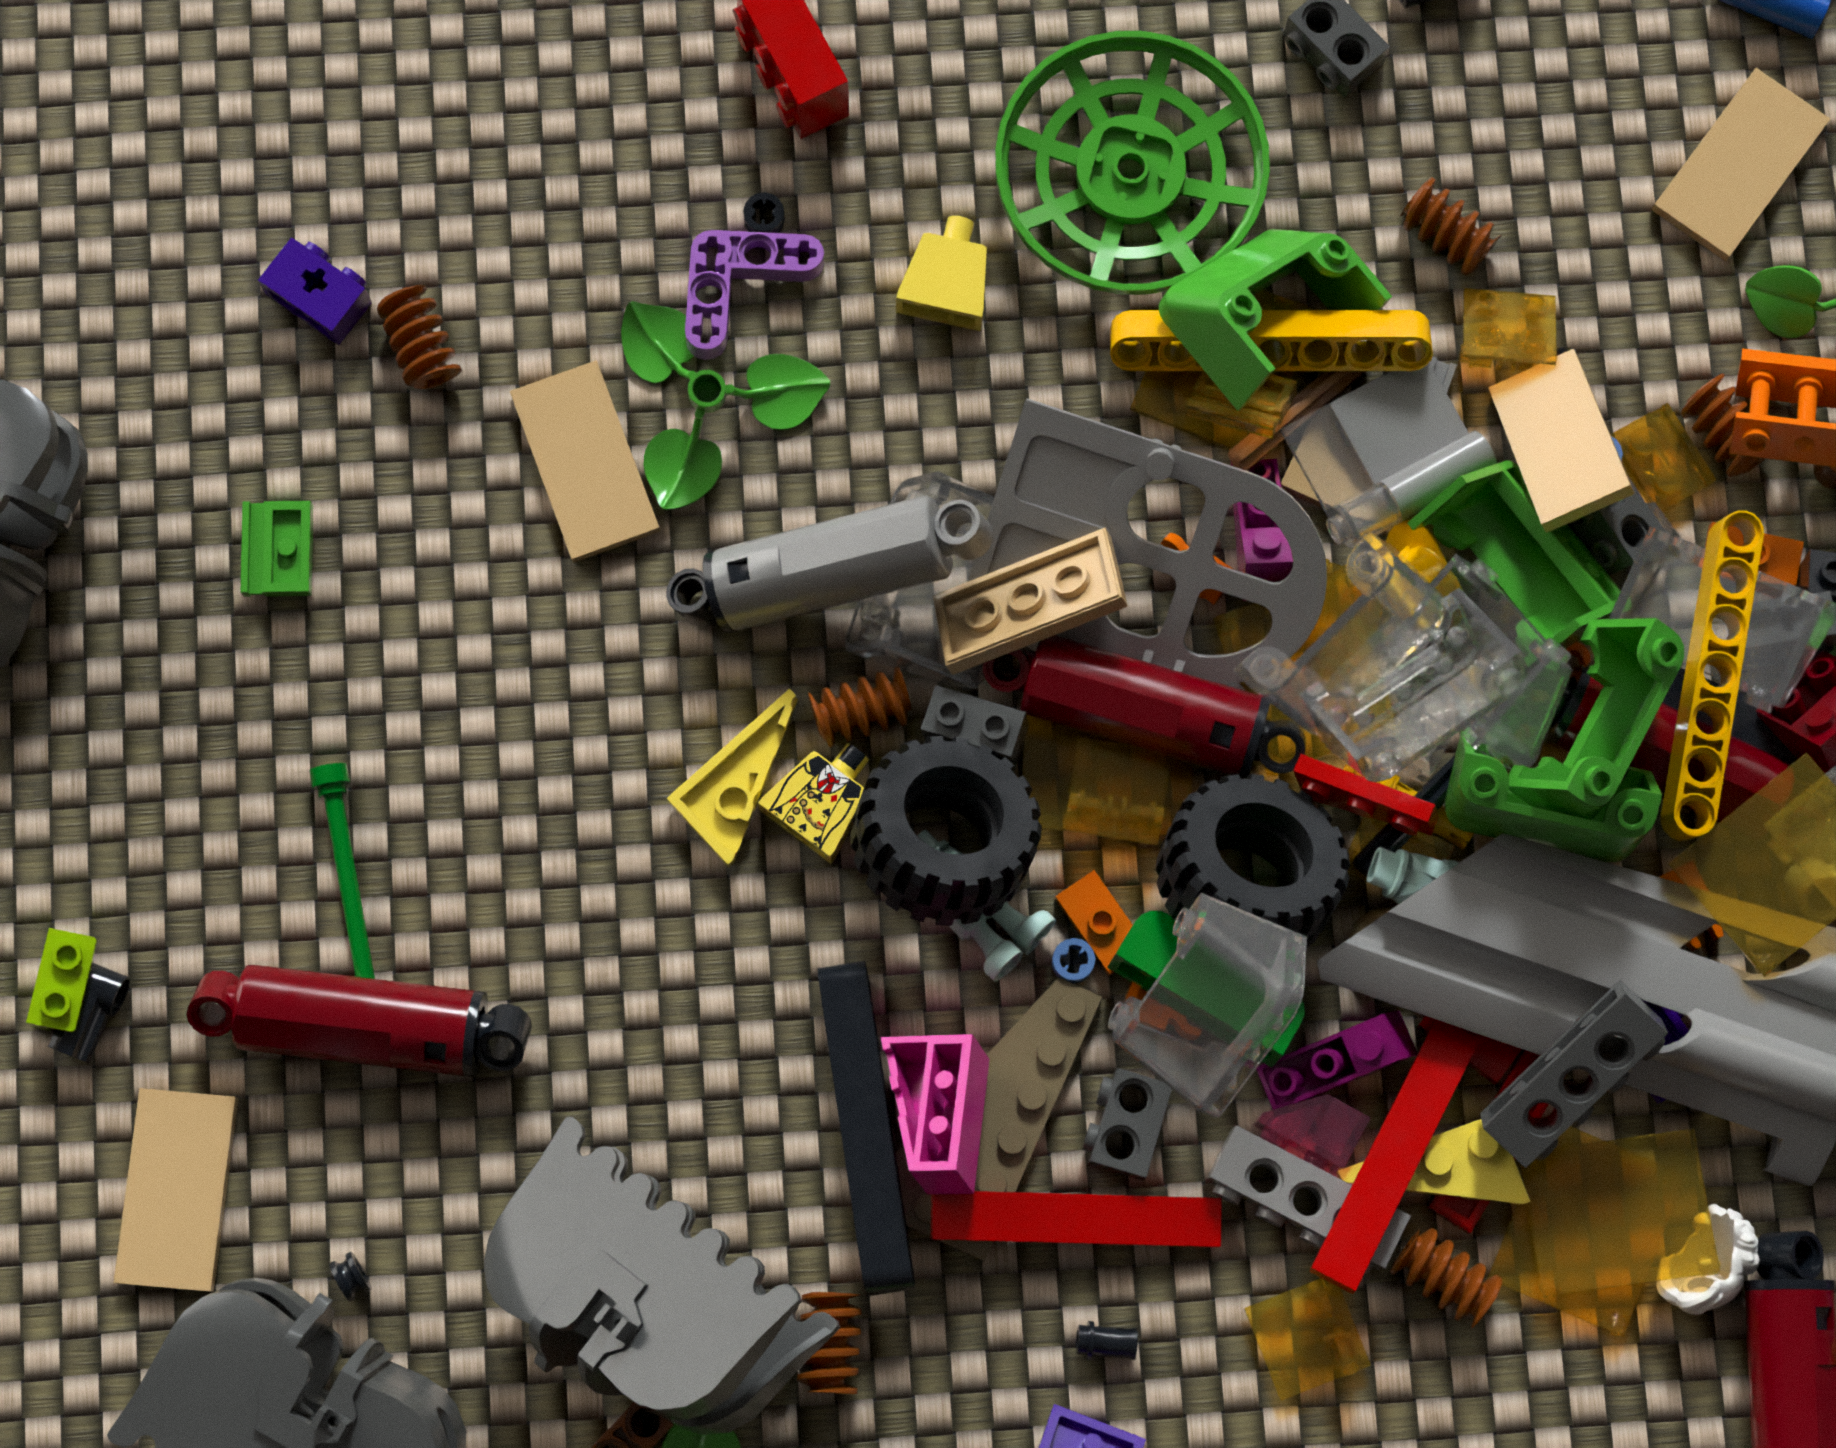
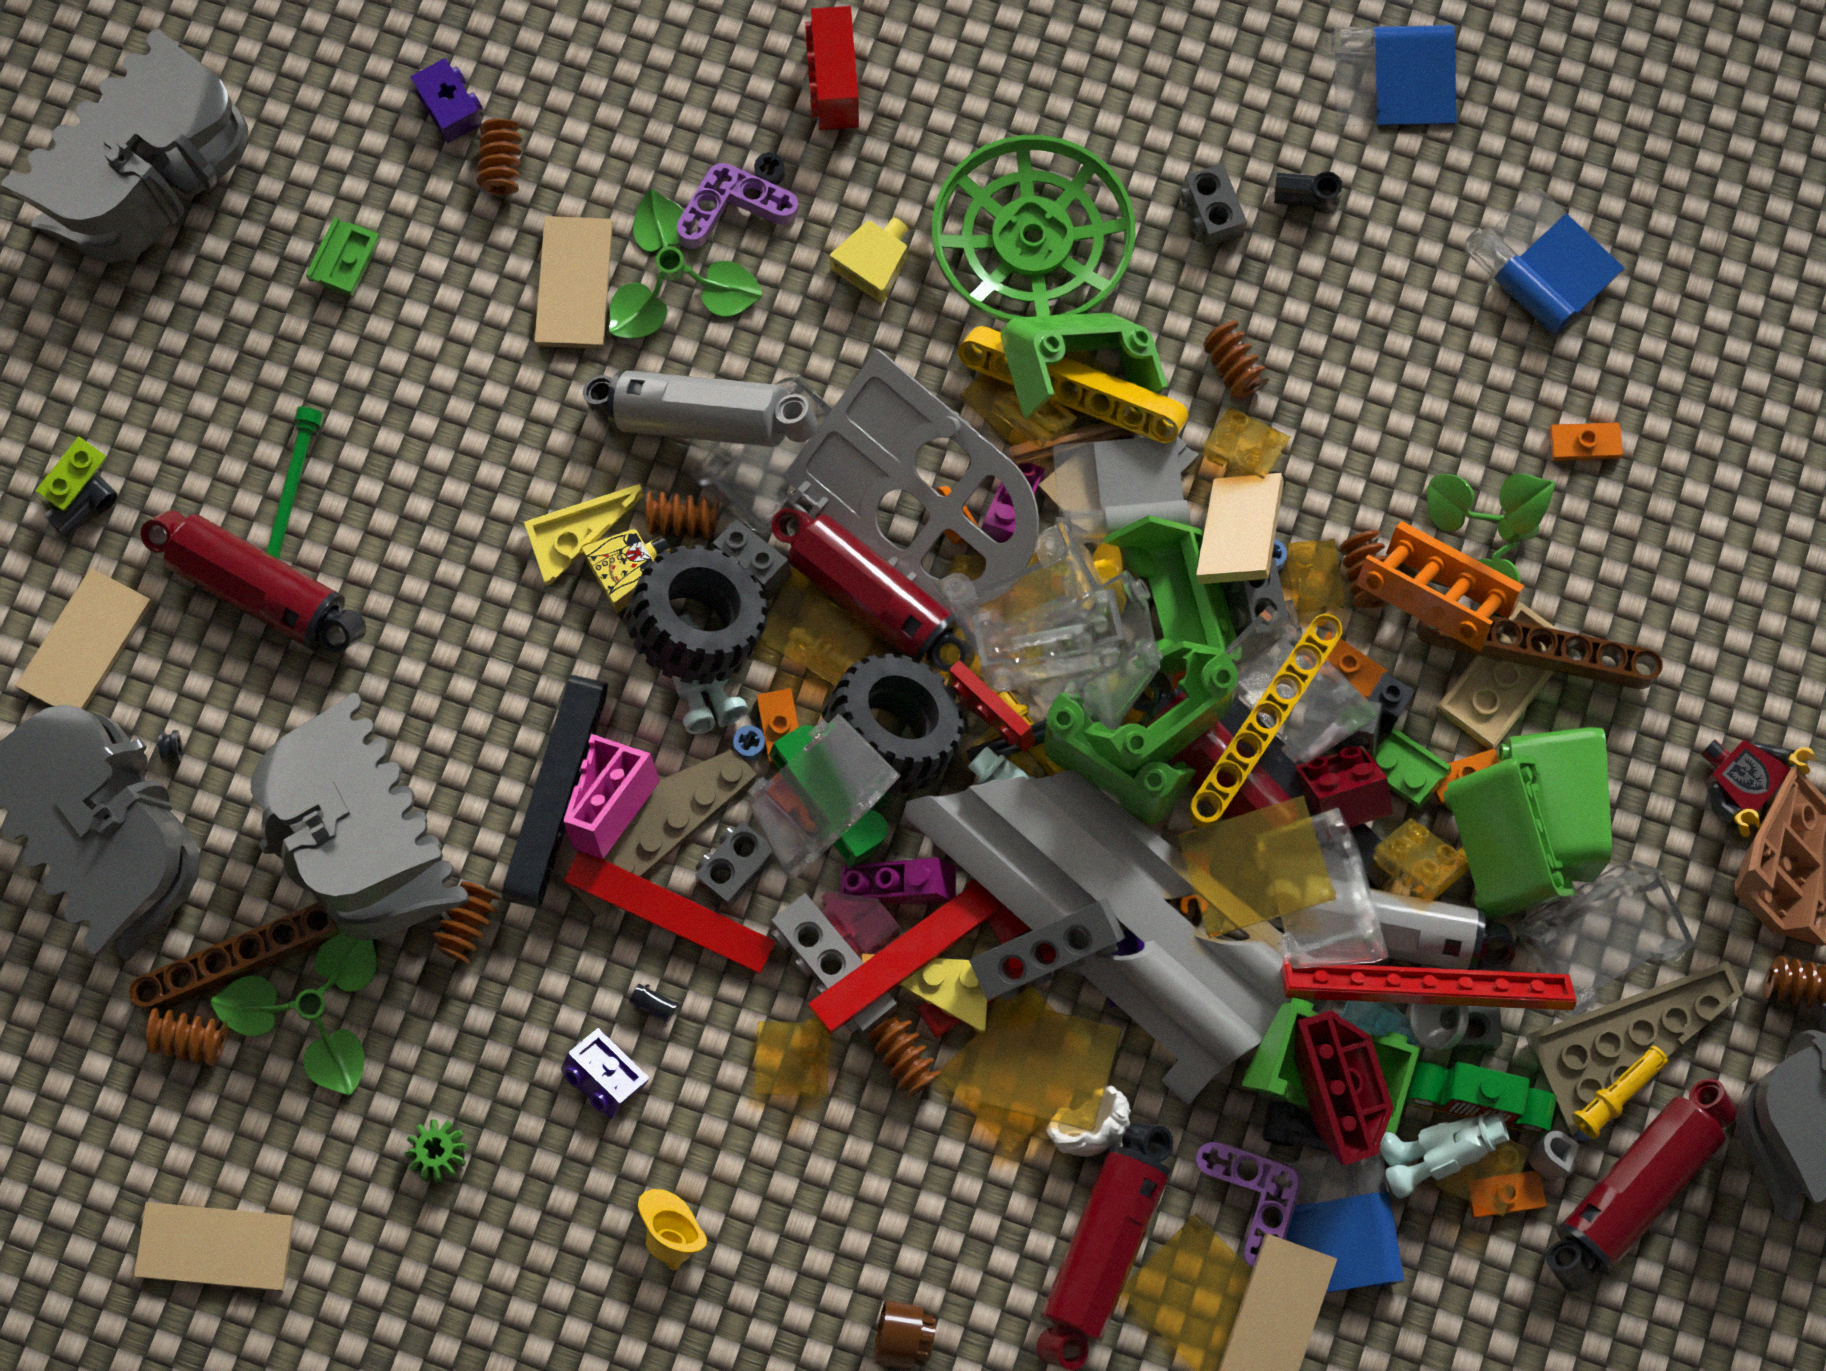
camera: 25 degrees right, 5 degrees down
(1029, 601) = (823, 486): tan tile -> none
(1740, 164) = (1462, 399): tan tile -> none

